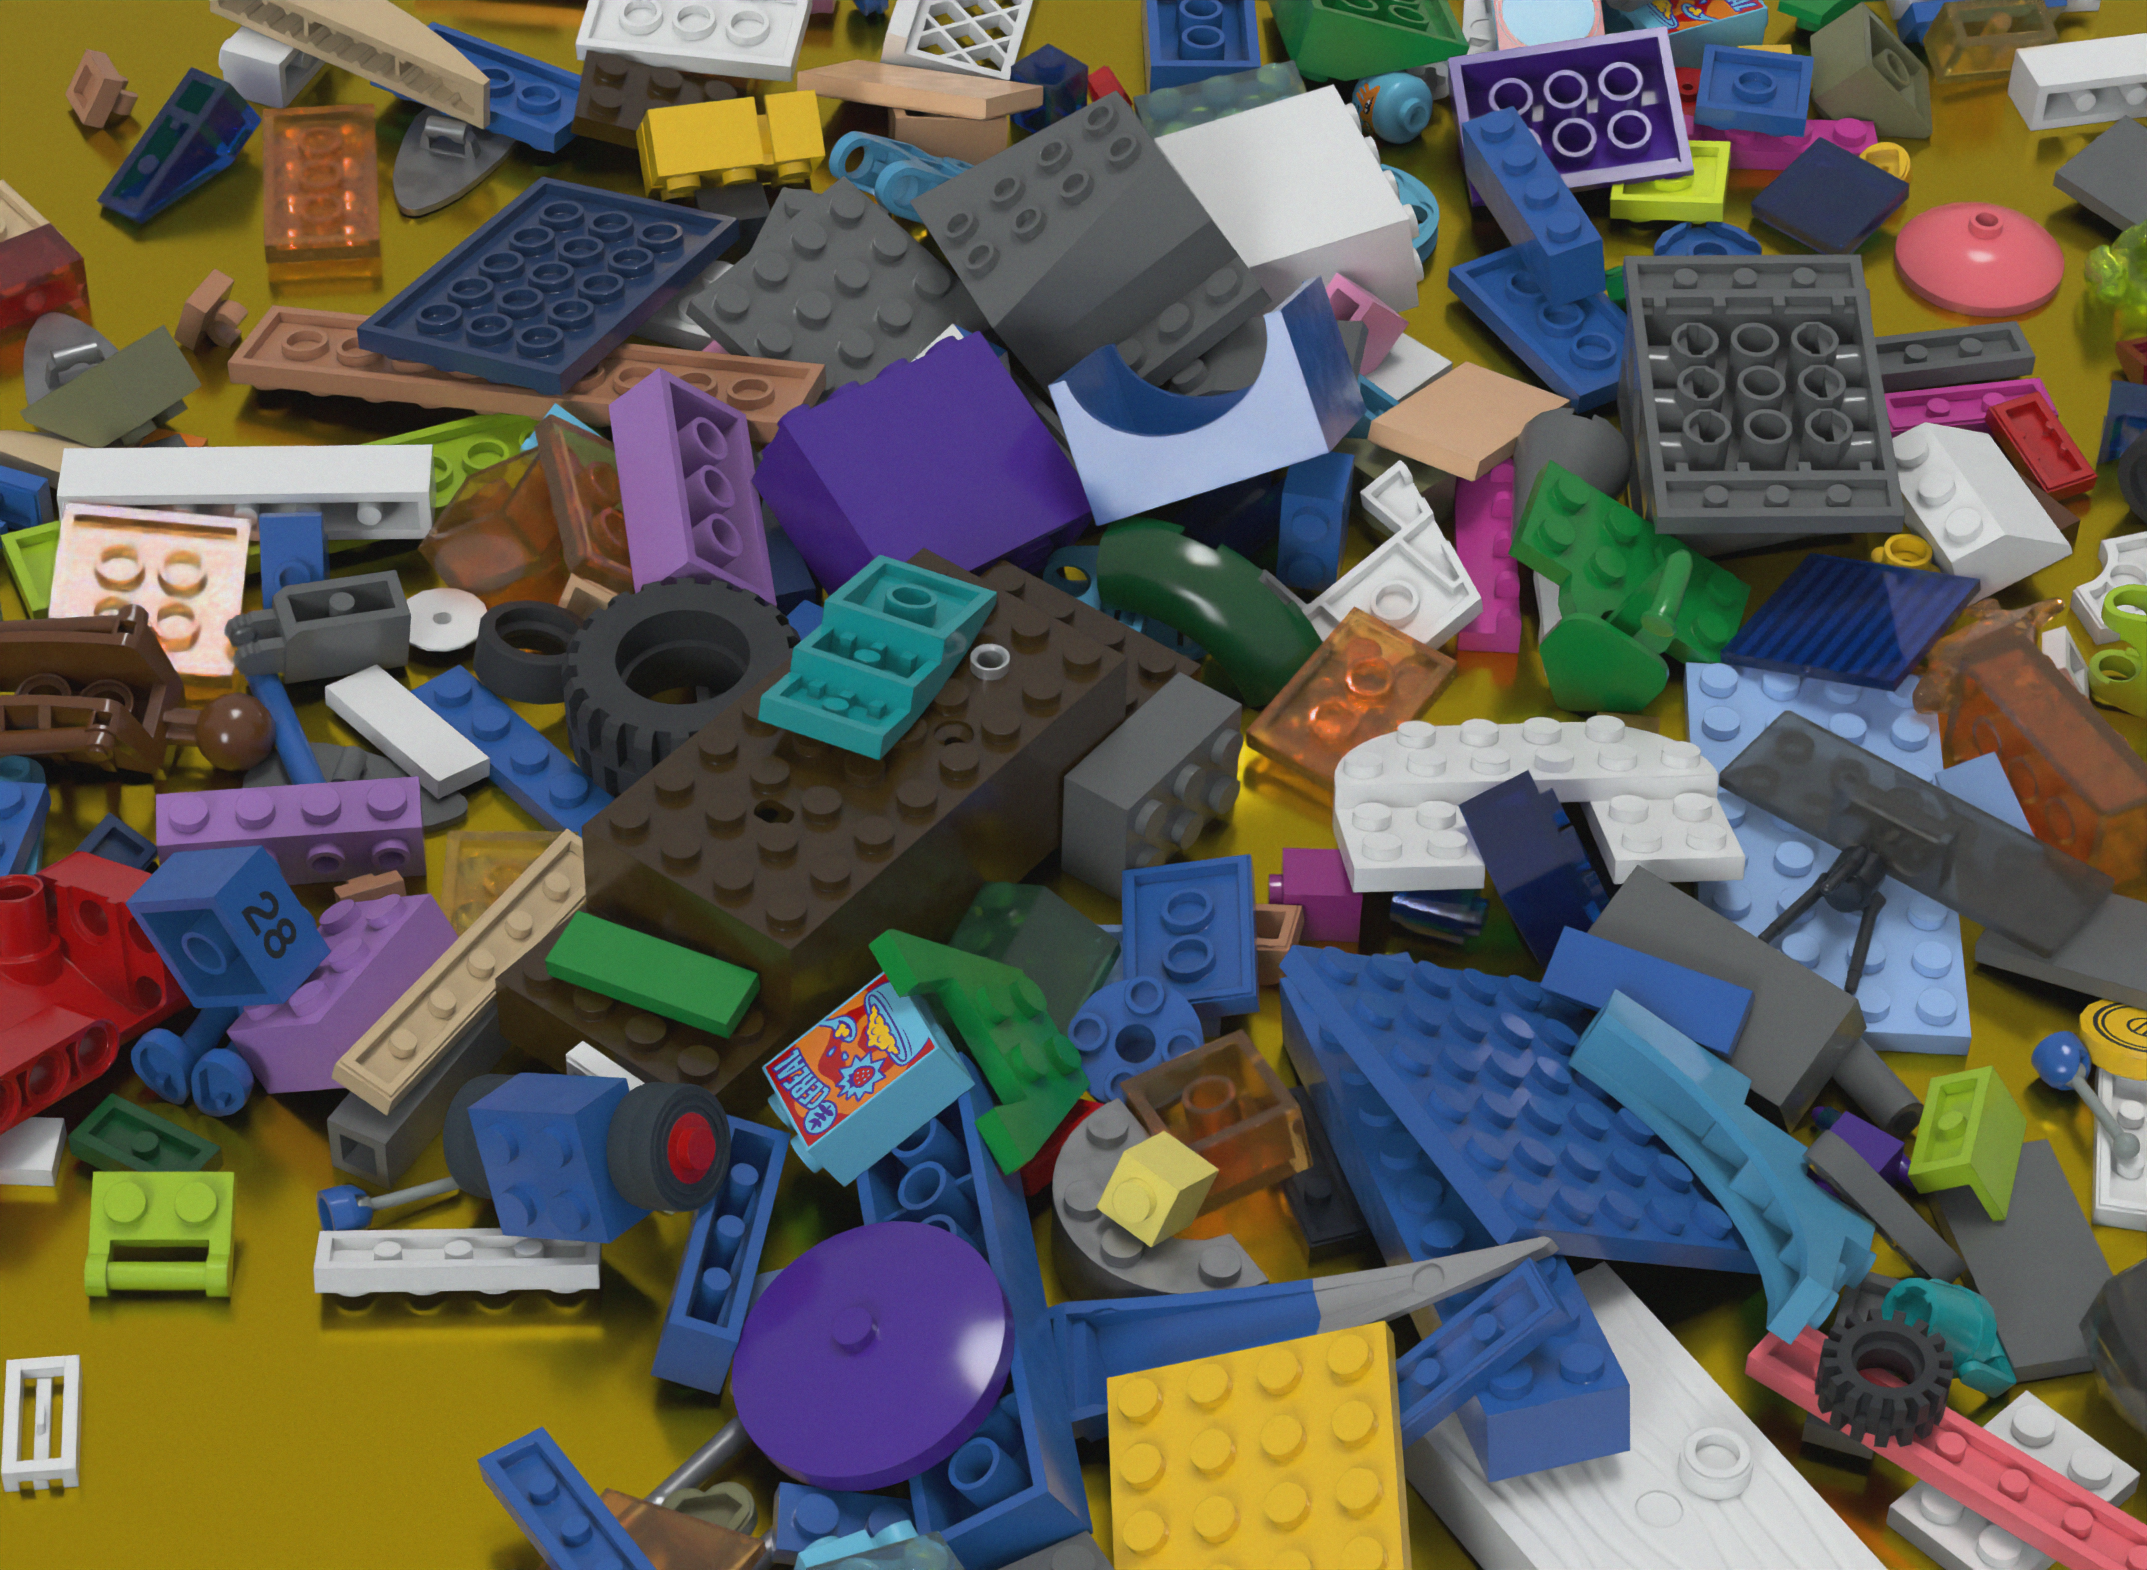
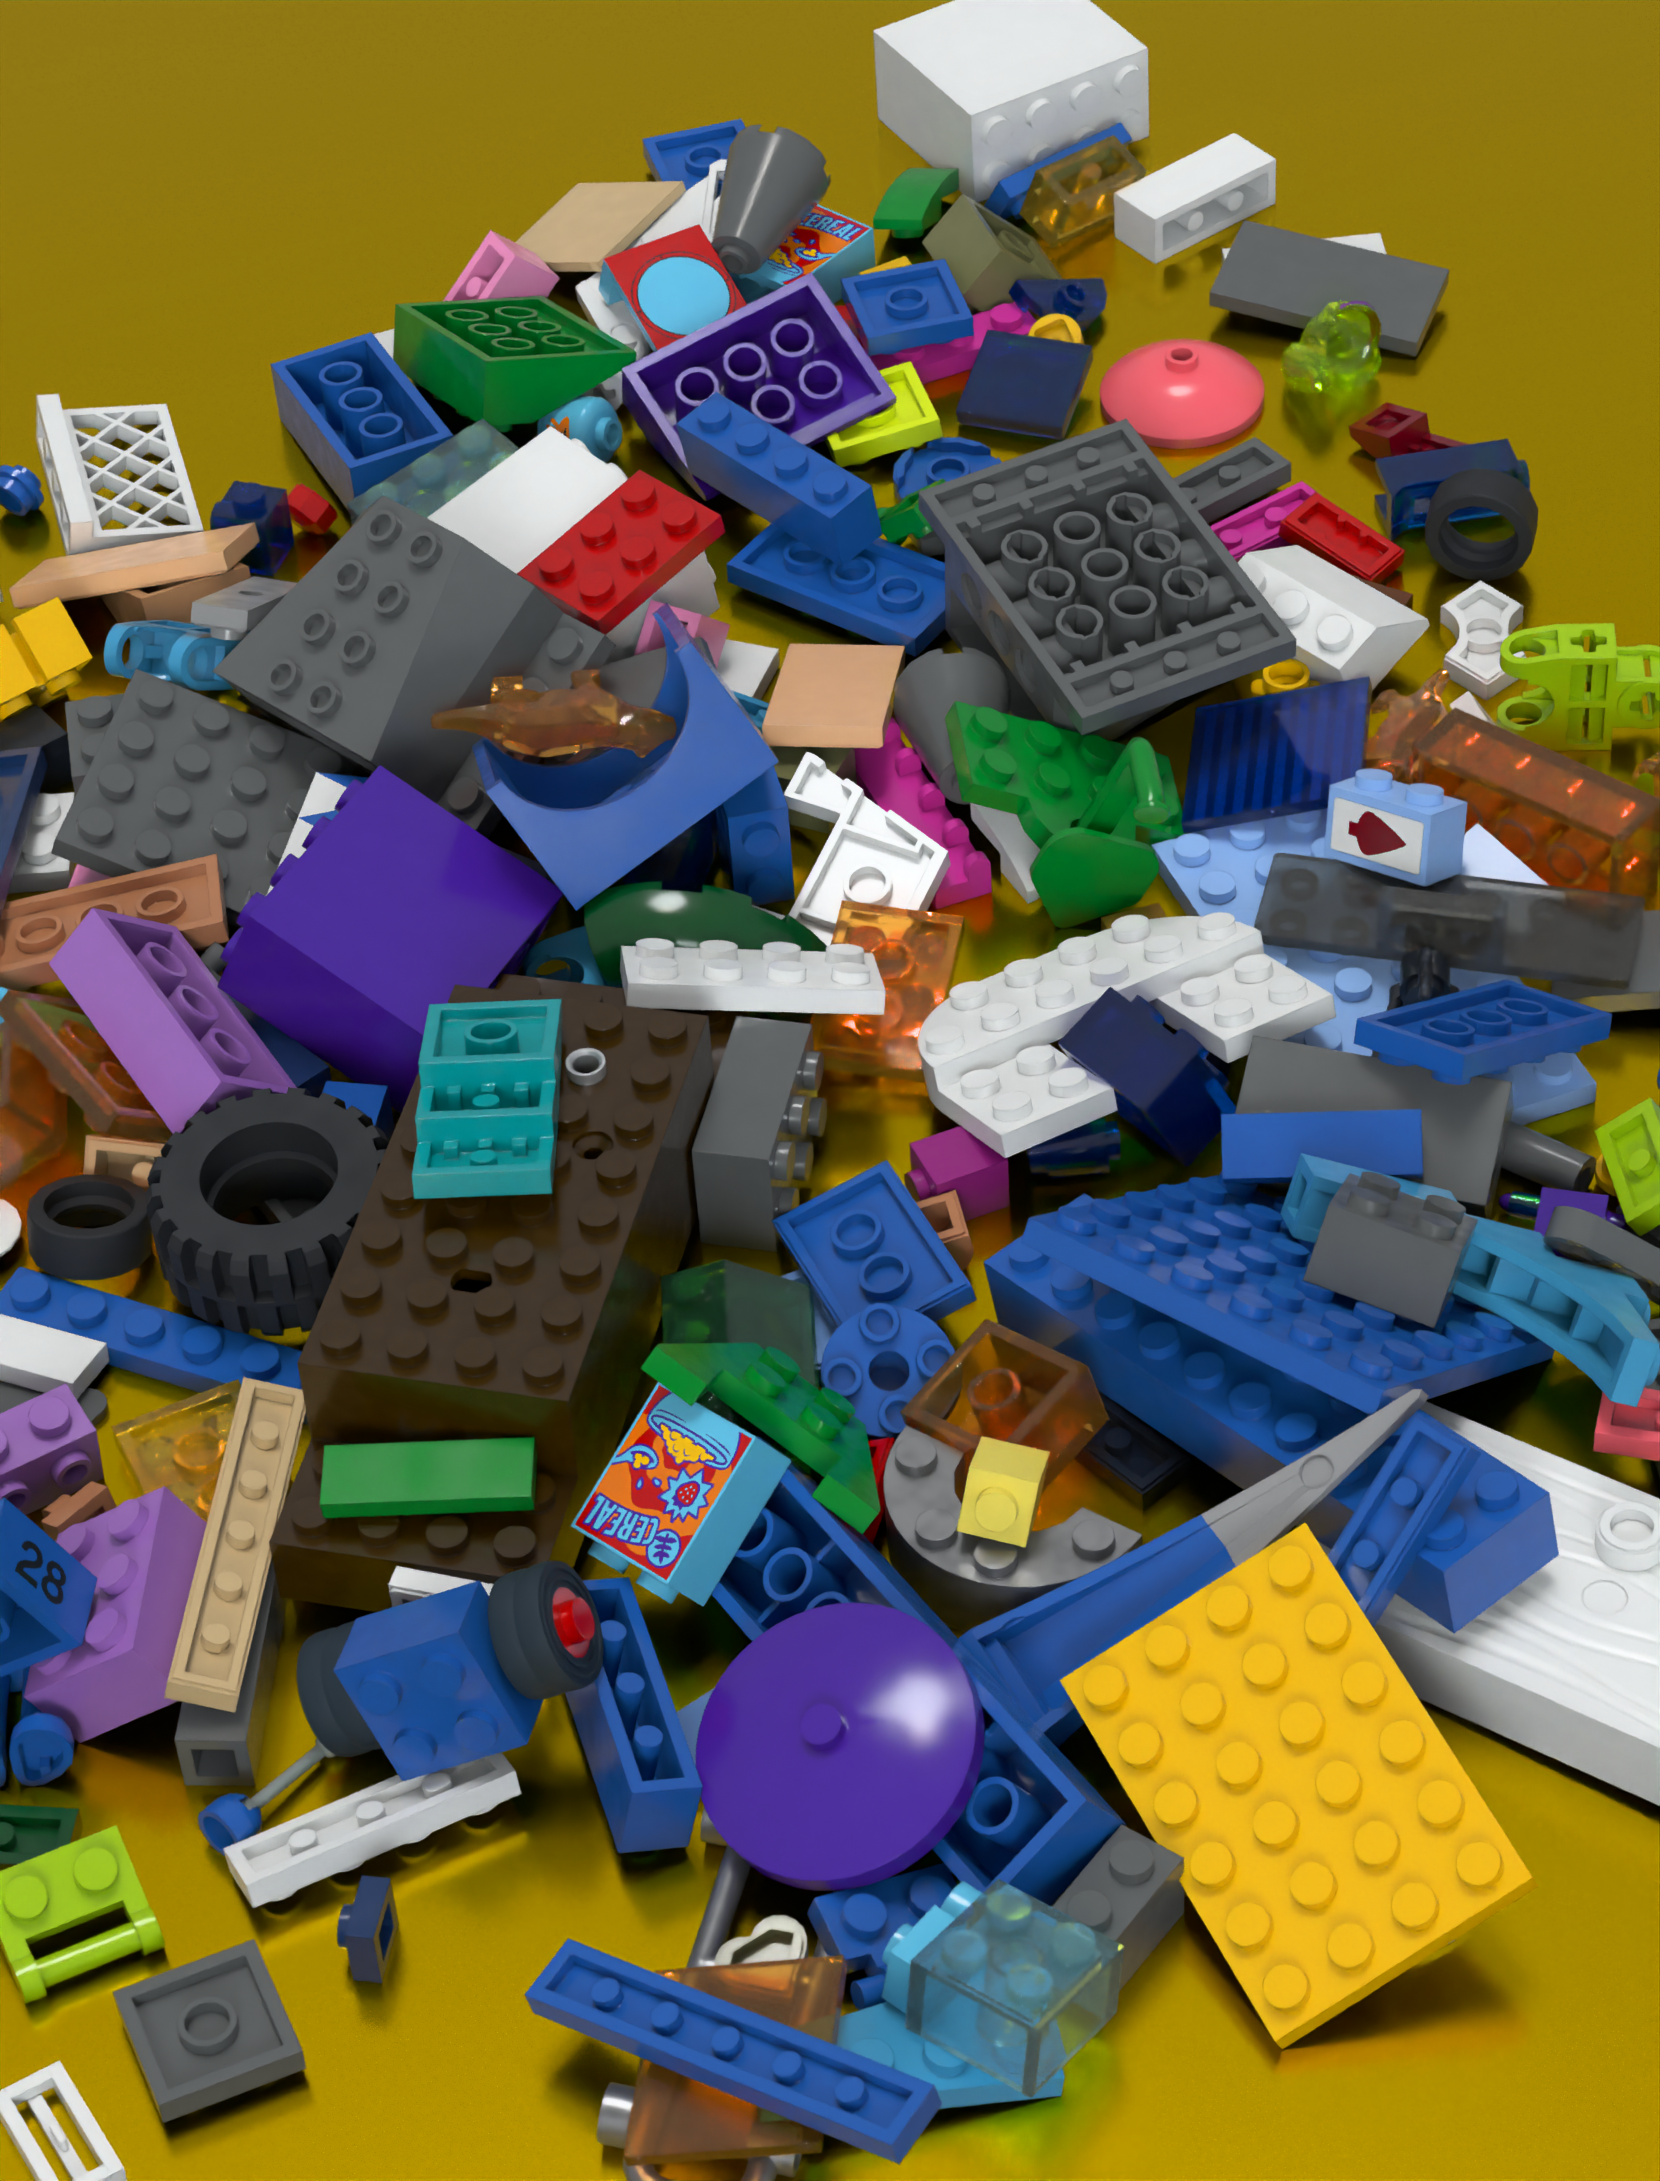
camera: 20 degrees left, 0 degrees up
(215, 1381) = (209, 2030): none -> dark grey plate
(399, 1351) = (369, 1928): none -> dark blue plate
(956, 152) = (238, 607): none -> light grey tile
(1174, 348) = (560, 719): none -> clear orange animal
(1216, 645) = (751, 980): none -> white plate
(1325, 219) = (623, 551): none -> red plate
(1637, 1106) = (1391, 1247): none -> dark grey brick
(1864, 942) = (1481, 1031): none -> blue plate
(1905, 726) = (1395, 827): none -> light blue brick
(1922, 136) = (1078, 298): none -> clear blue plate

